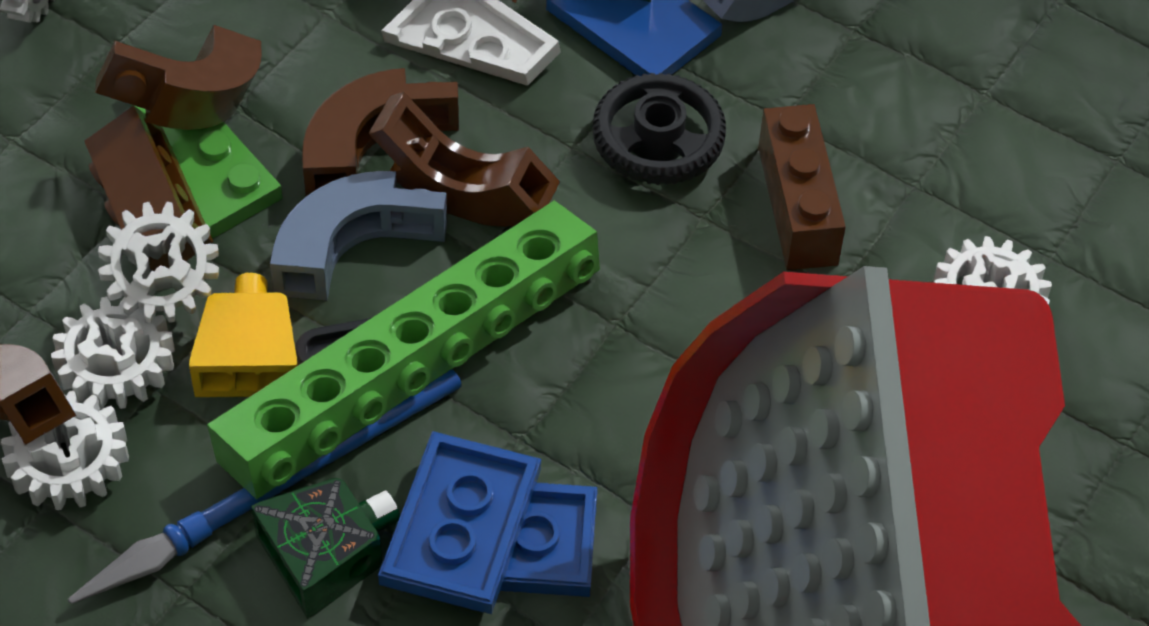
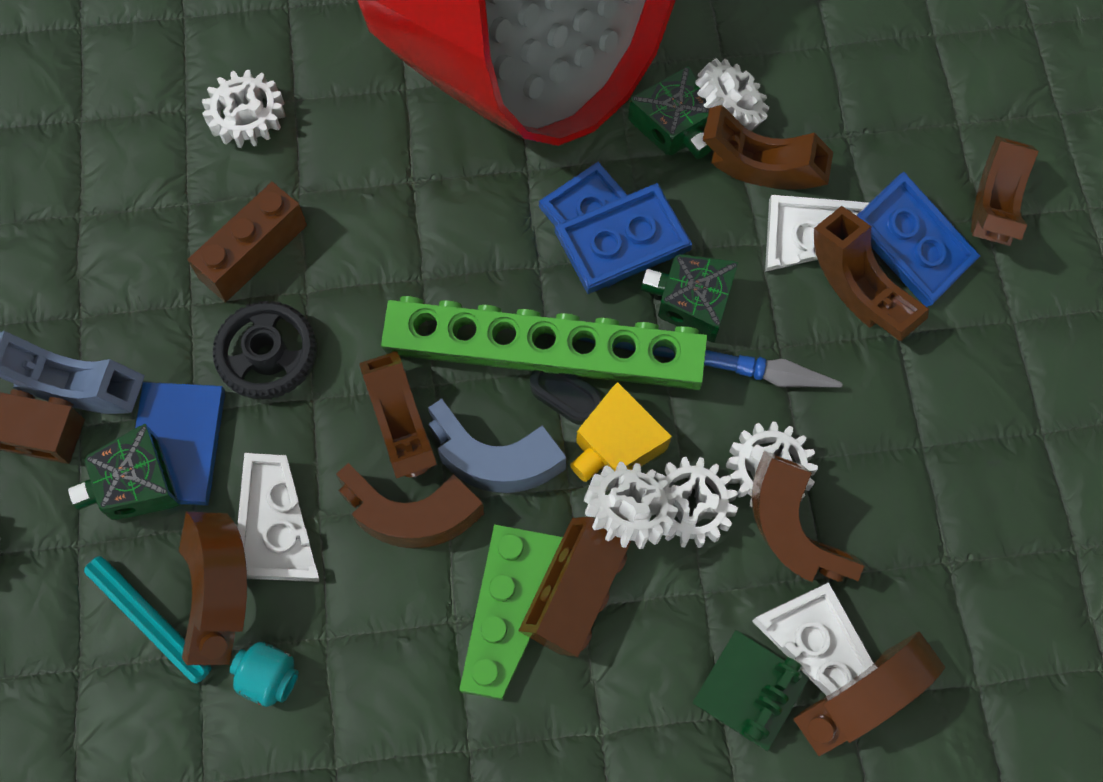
camera: 130 degrees left, 15 degrees up
(183, 92) = (473, 609): arch -> none

